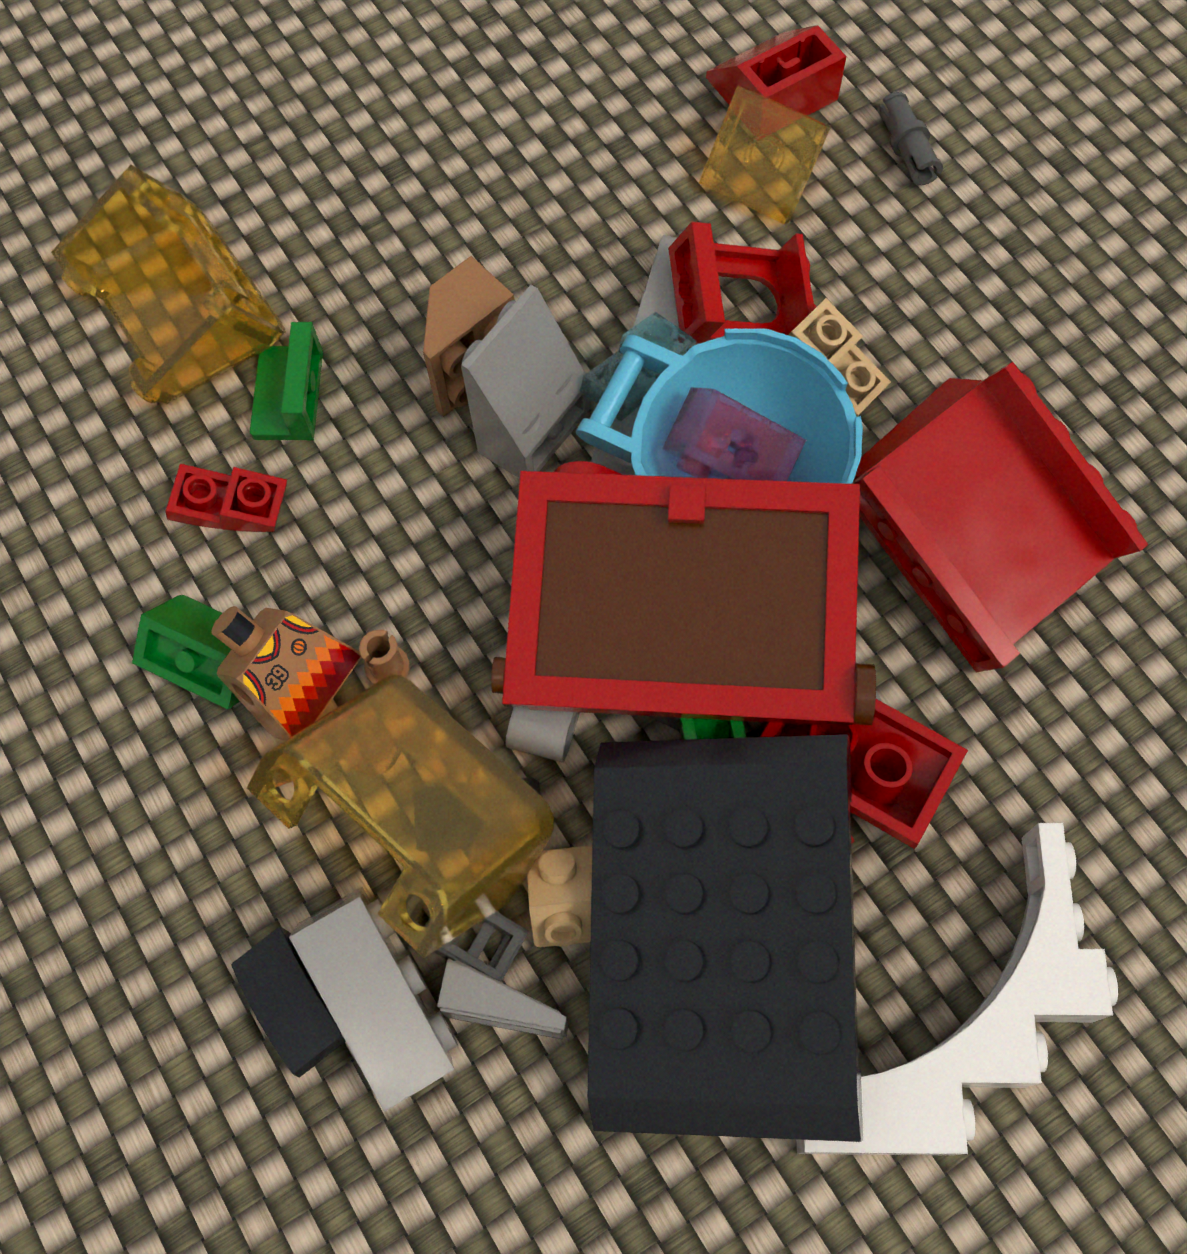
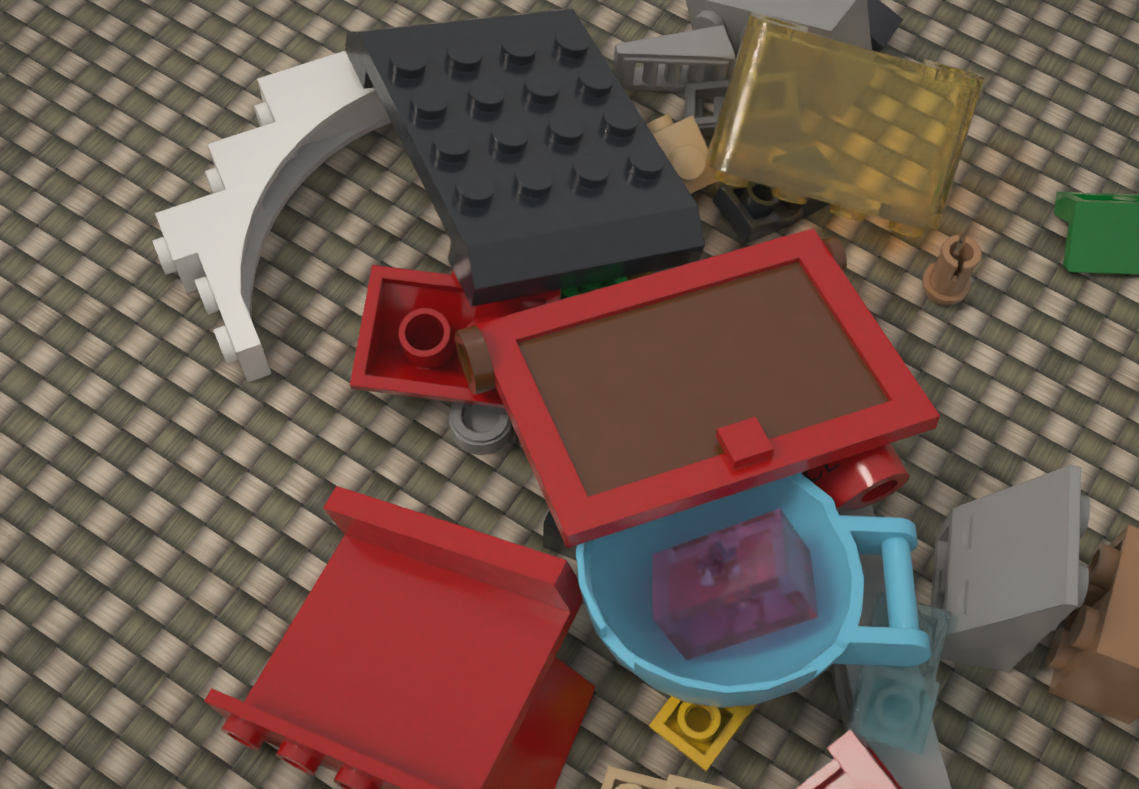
camera: 150 degrees right, 5 degrees down
(282, 667) = (1034, 212): torso -> none

